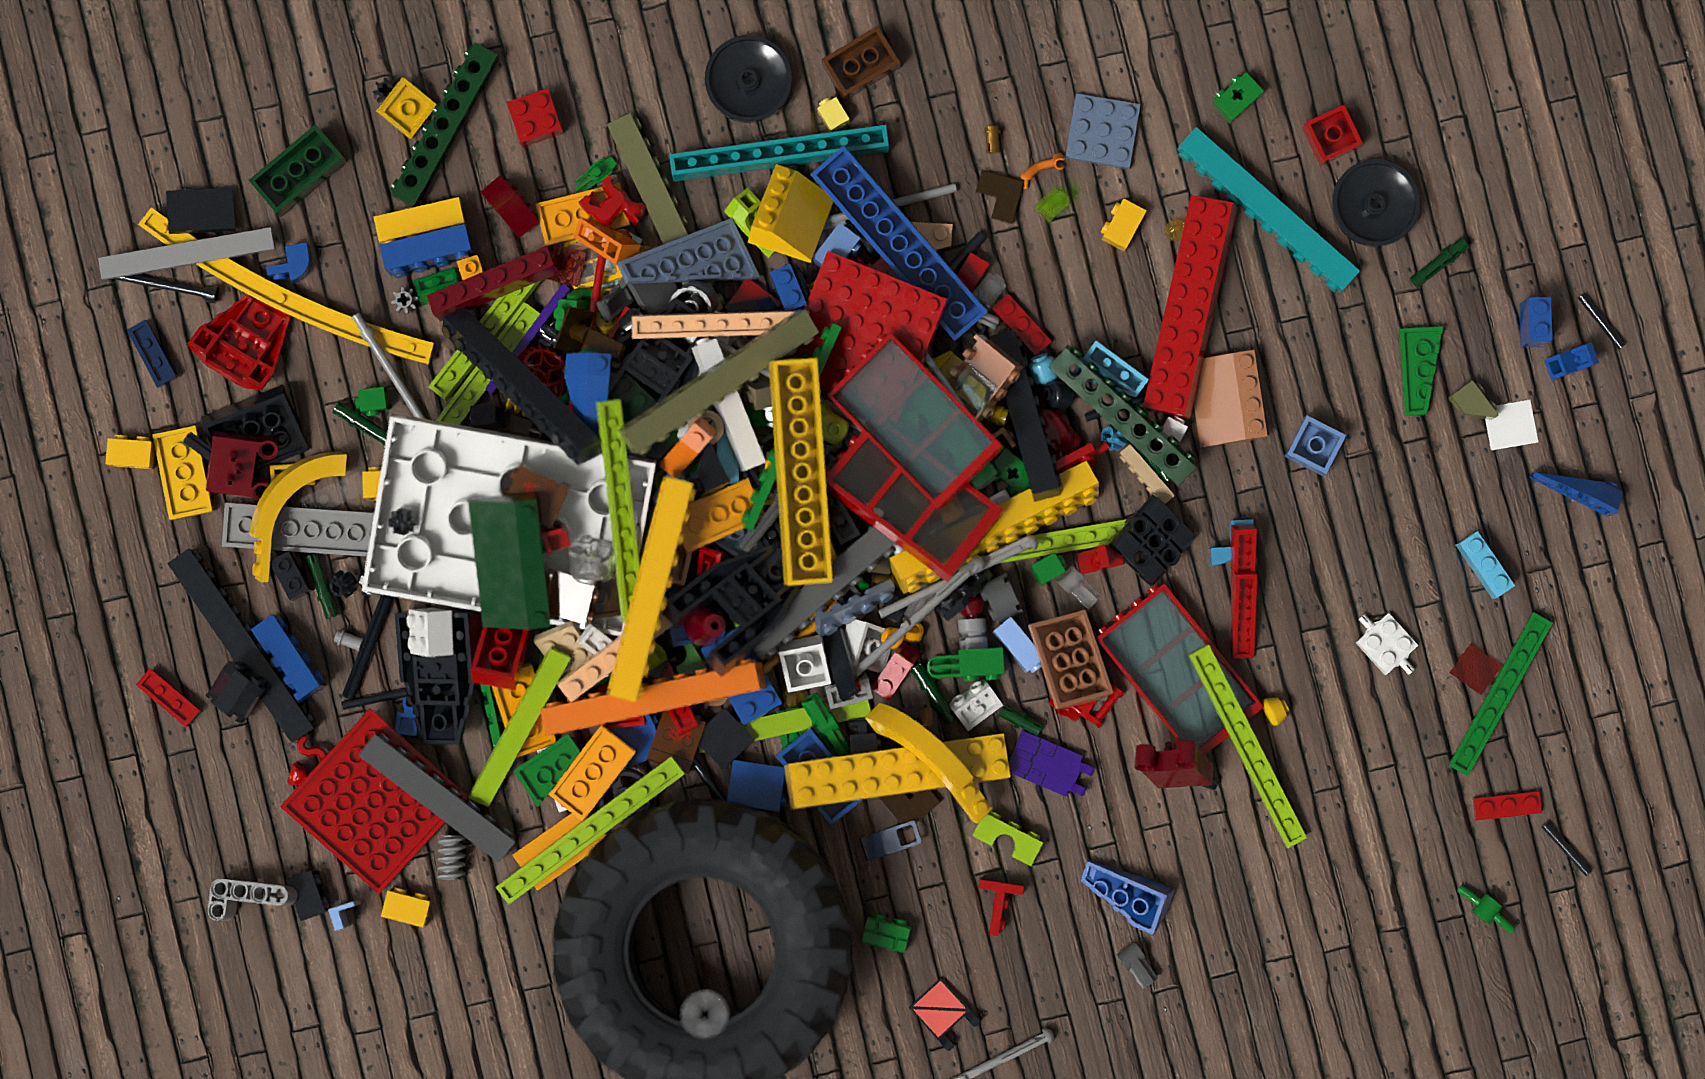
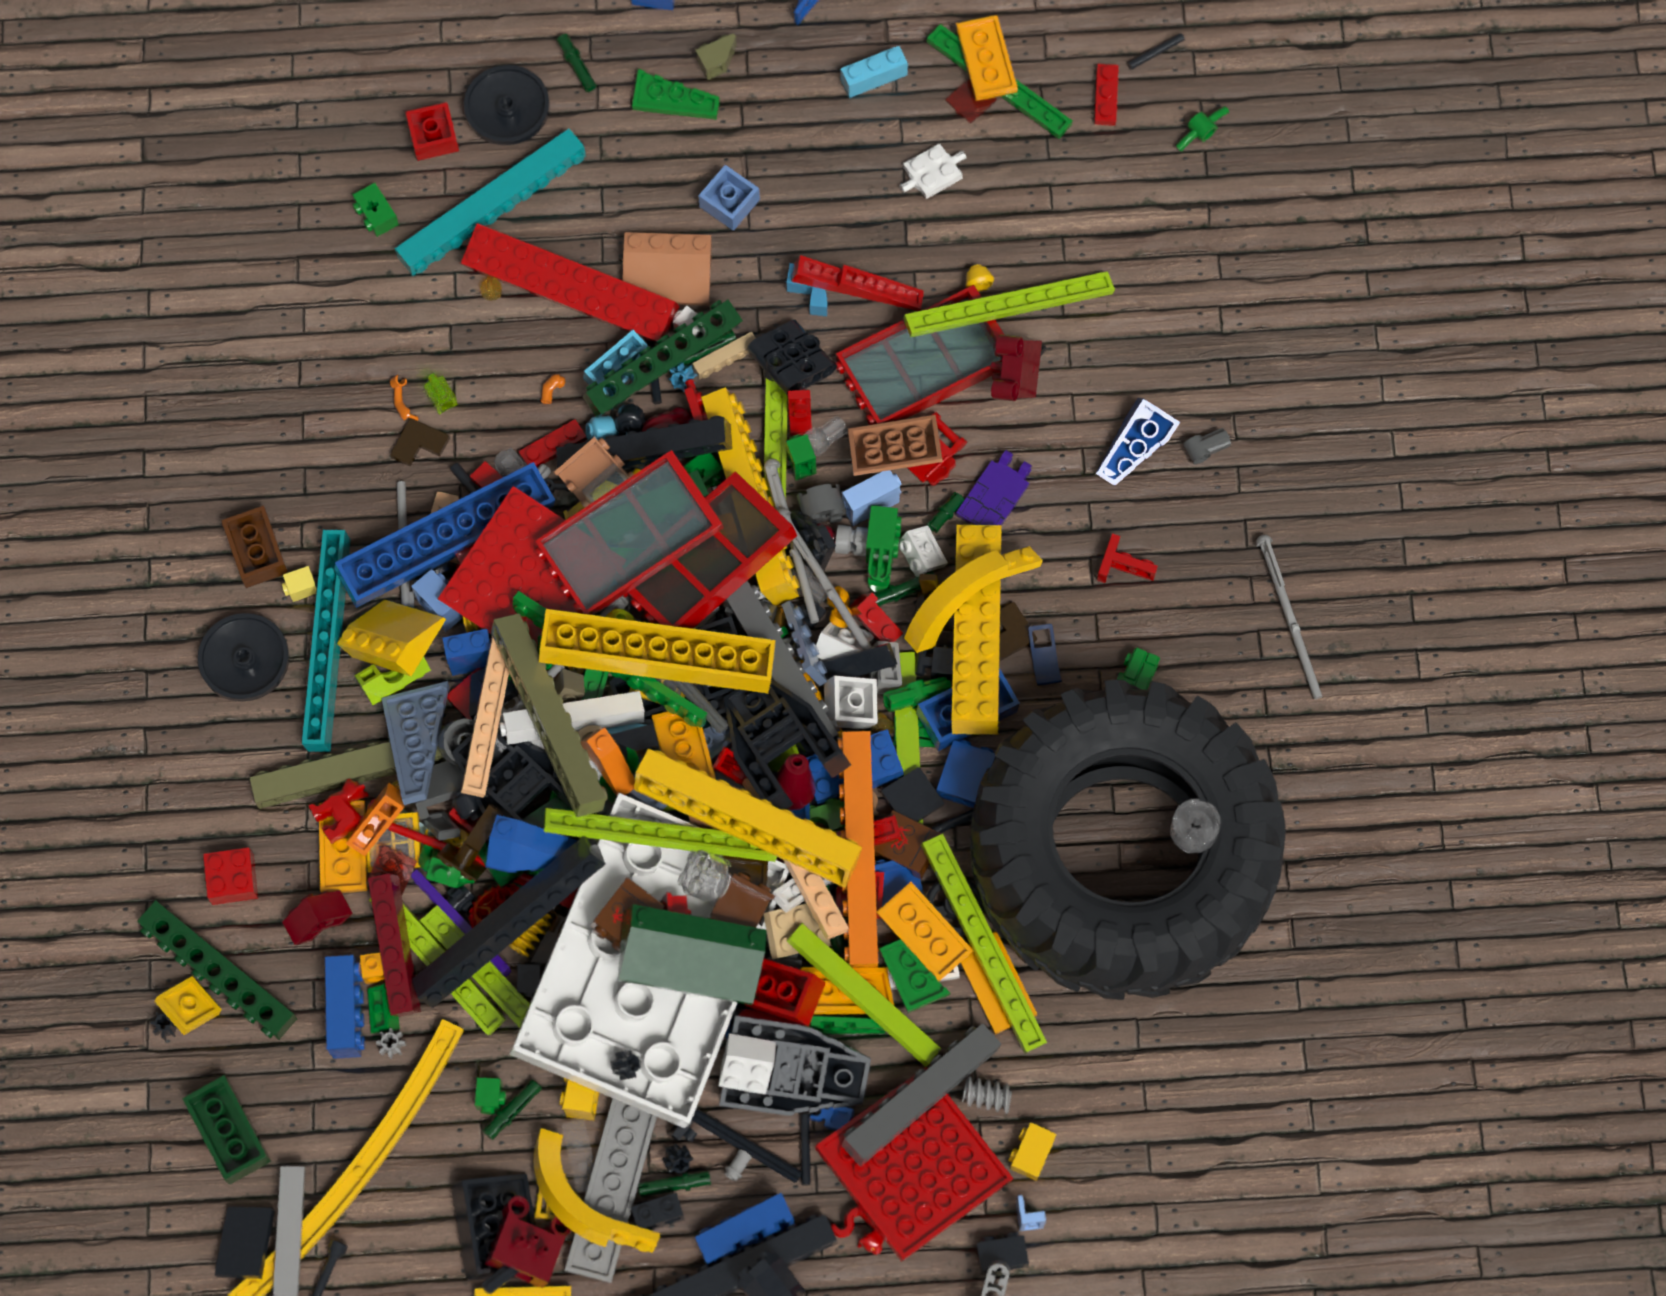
camera: 80 degrees left, 15 degrees down
(242, 342) = (398, 1220): red wedge -> none
(297, 266) = (326, 1149): blue brick -> none
(368, 334) = (418, 1083): light grey bar -> none
(419, 220) = (310, 1012): yellow brick -> none
(597, 172) = (303, 826): green piece -> none
(940, 1010) = (1223, 637): coral flag -> none
(991, 137) = (361, 440): pearl gold pin -> none
(1026, 845) = (1071, 528): lime arch -> none
(1082, 309) = (548, 387): none -> orange arm
(1102, 131) = (378, 338): sand blue plate -> none
(1123, 225) = (474, 333): yellow brick -> none
(1513, 426) = (748, 28): white sticker -> none
(1521, 676) = (986, 57): none -> light orange tile

